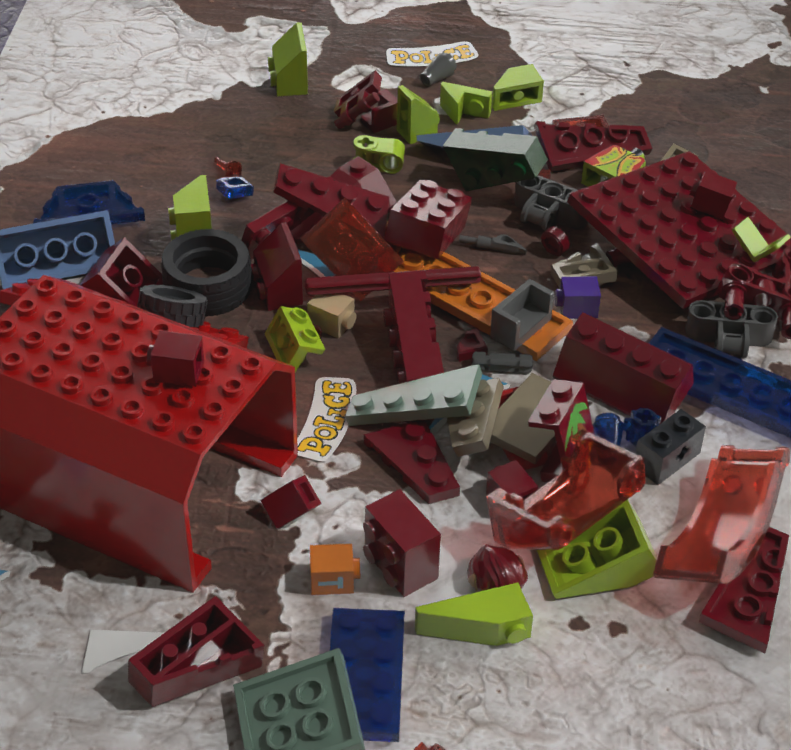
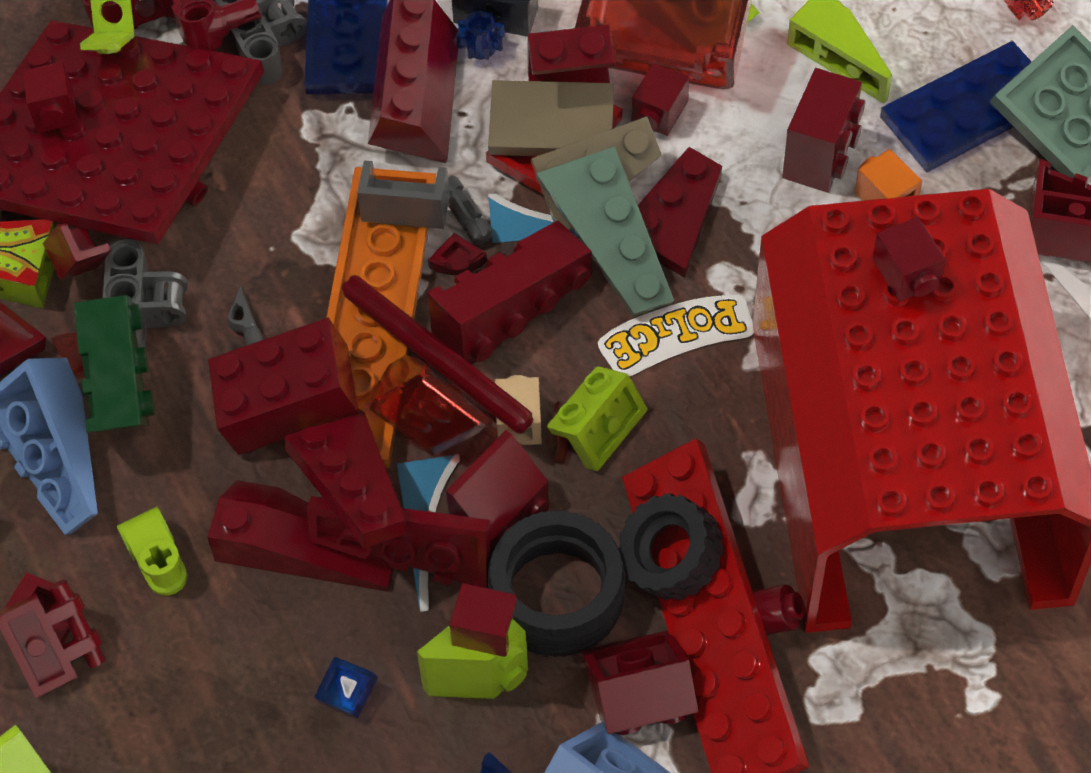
camera: 120 degrees left, 15 degrees up
(192, 182) = (482, 619): none -> dark red panel
(230, 168) = (304, 729): clear red hand -> none
(414, 116) = (42, 543): lime slope -> none
(495, 568) = (773, 63): dark red hair -> none
(555, 241) = (209, 258): dark red tile -> none
(578, 296) = (304, 184): dark purple brick -> none
(590, 264) = (239, 208): dark tan wing -> none
(593, 172) = (73, 251): none -> dark red panel
(609, 427) = (507, 61): clear blue cone -> none

